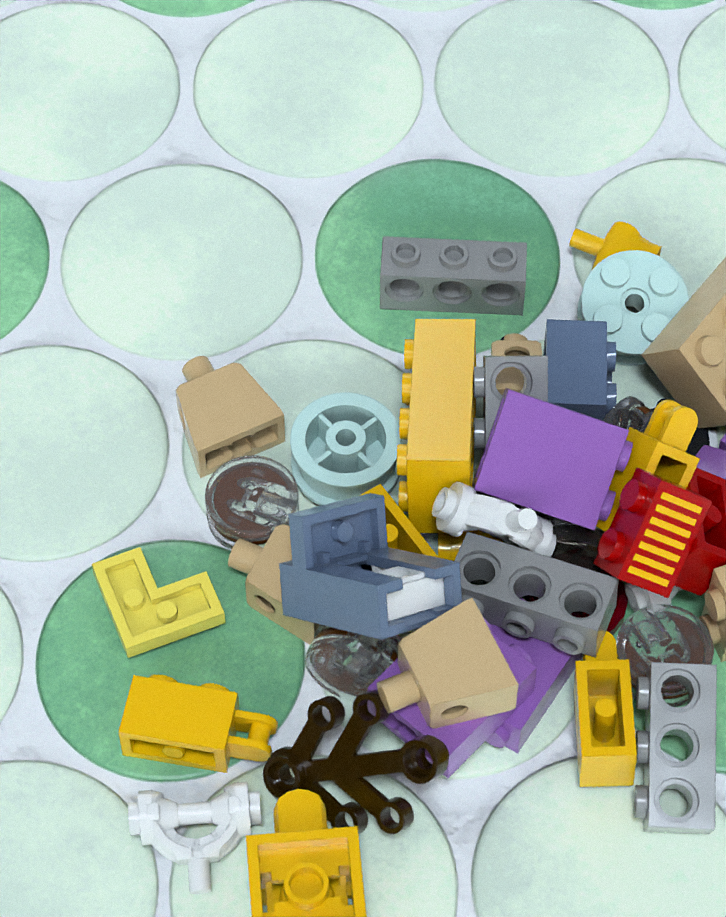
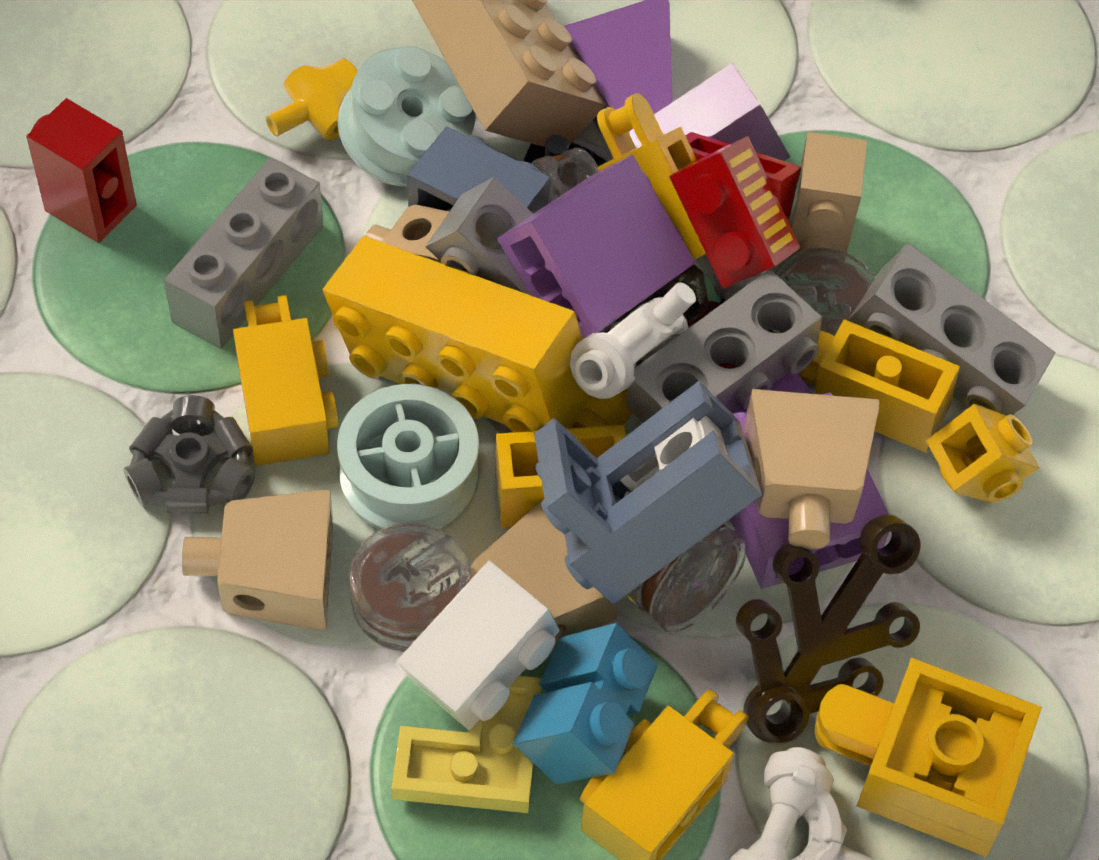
camera: 65 degrees left, 0 degrees up
(189, 649) = (582, 717): none -> dark azure piece
(208, 553) = (480, 646): none -> white brick
(273, 334) = (191, 458): none -> dark grey piece
(361, 347) = (282, 385): none -> yellow brick
(443, 148) = (82, 169): none -> red brick
(588, 817) = (984, 454): none -> yellow brick

